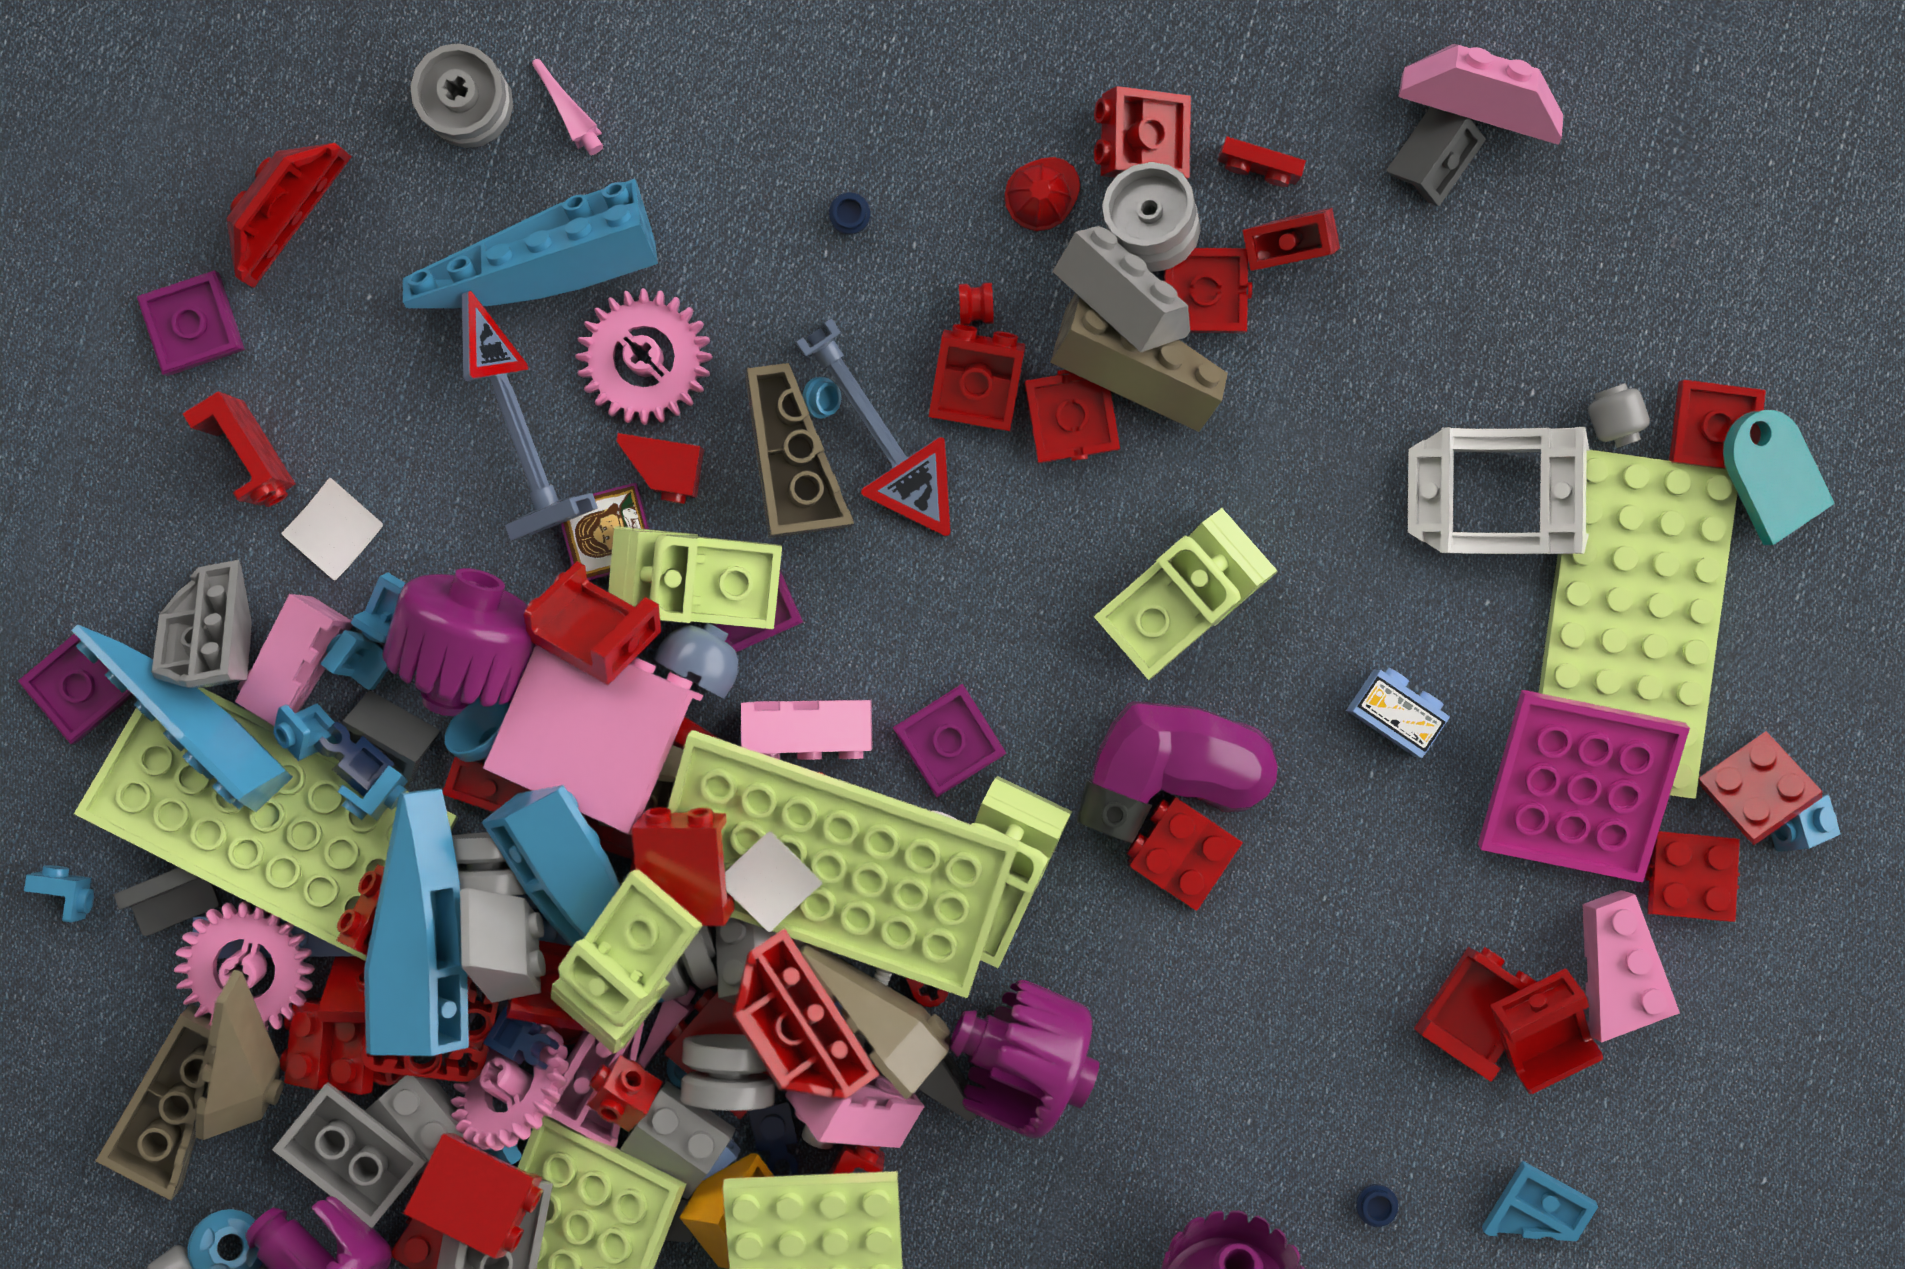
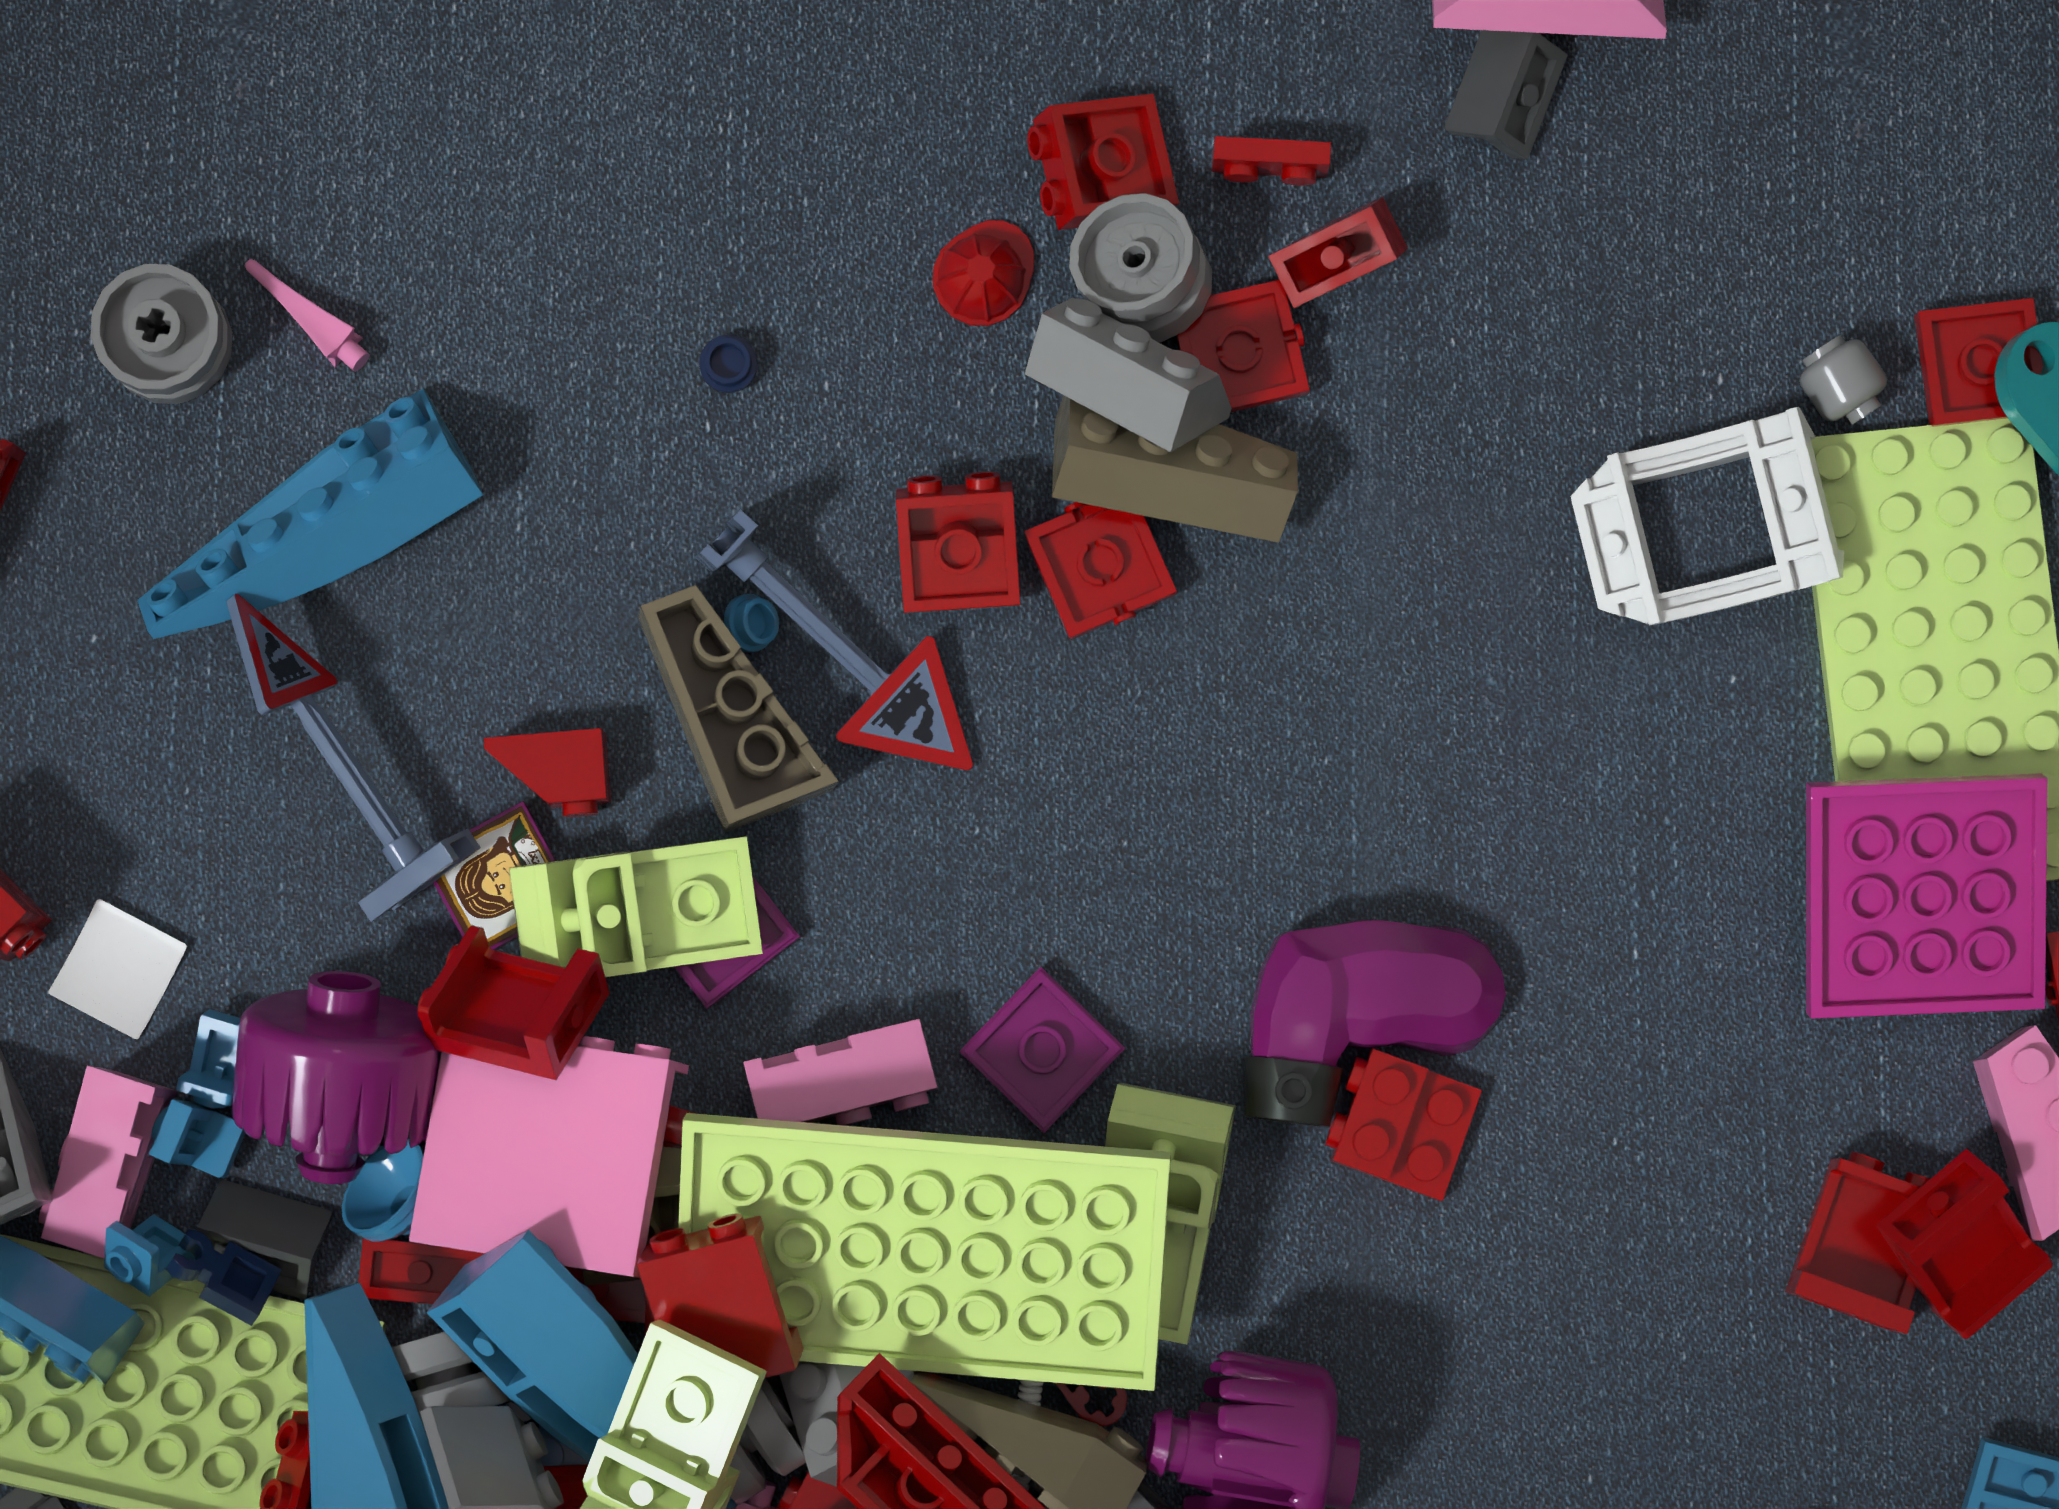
camera: 15 degrees left, 5 degrees down
(381, 796) = (279, 1312): dark azure bracket -> none
(616, 328) = (445, 598): bright pink gear -> none
(701, 657) = (672, 1015): sand blue cylinder -> none
(770, 881) = (843, 1295): white sticker -> none
(976, 303) = (931, 443): red wheel -> none
(1185, 593) = (1315, 765): yellowish green piece -> none
(1398, 712) = (1649, 857): brick -> none

